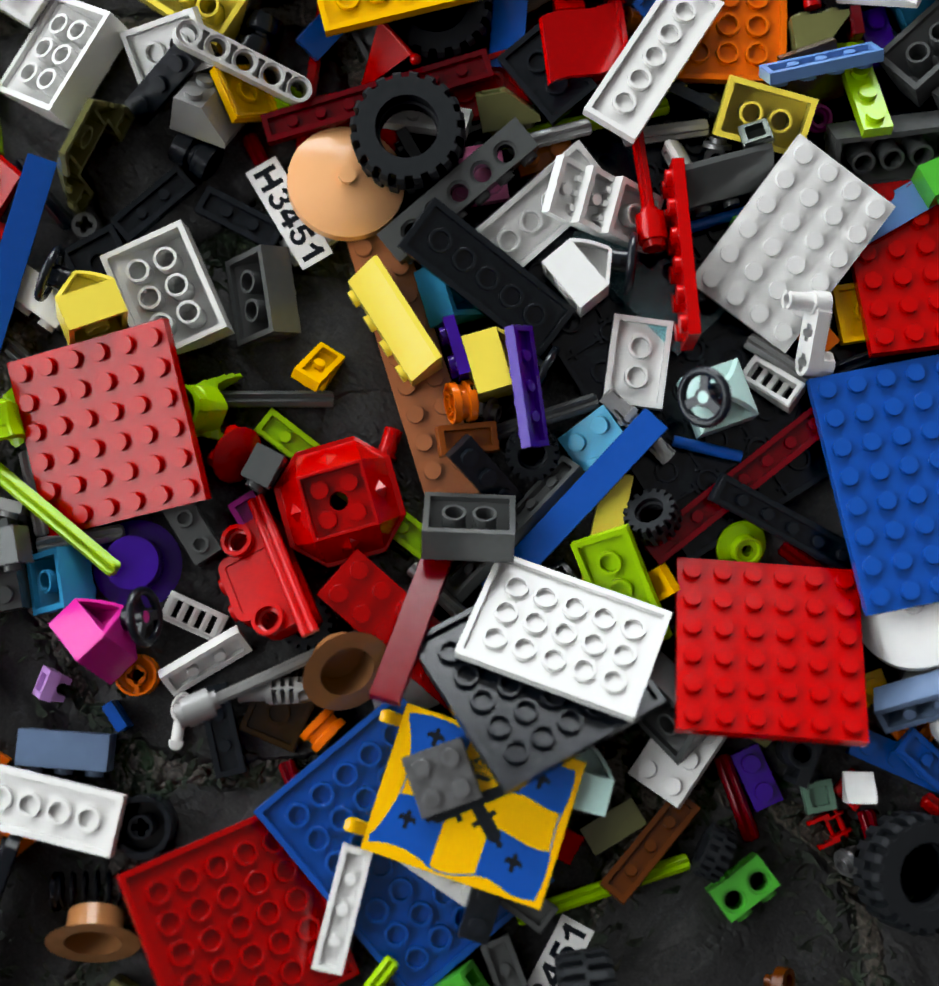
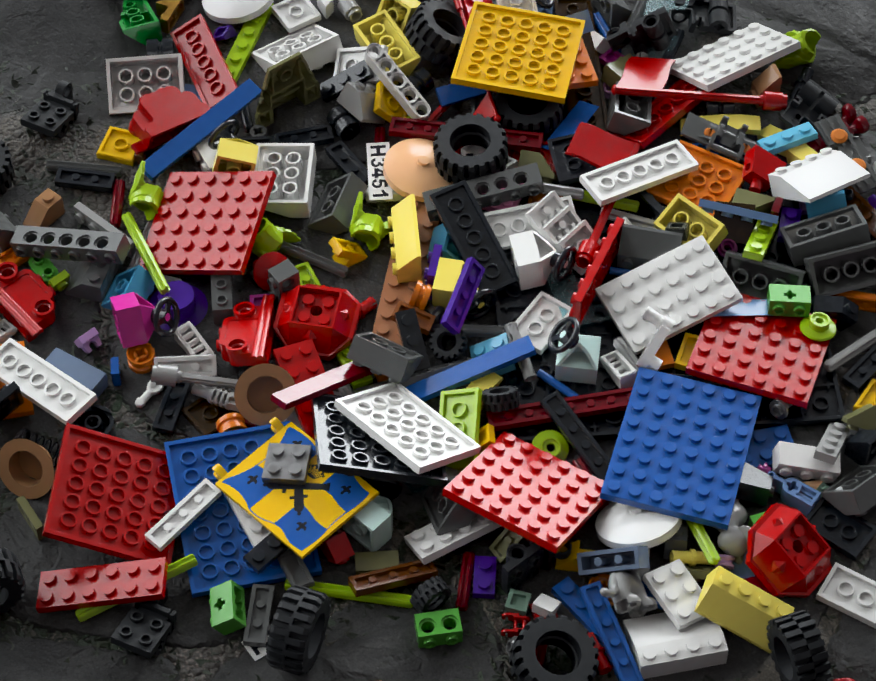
camera: 30 degrees right, 30 degrees down
(327, 318) = (366, 226): none -> lime helmet

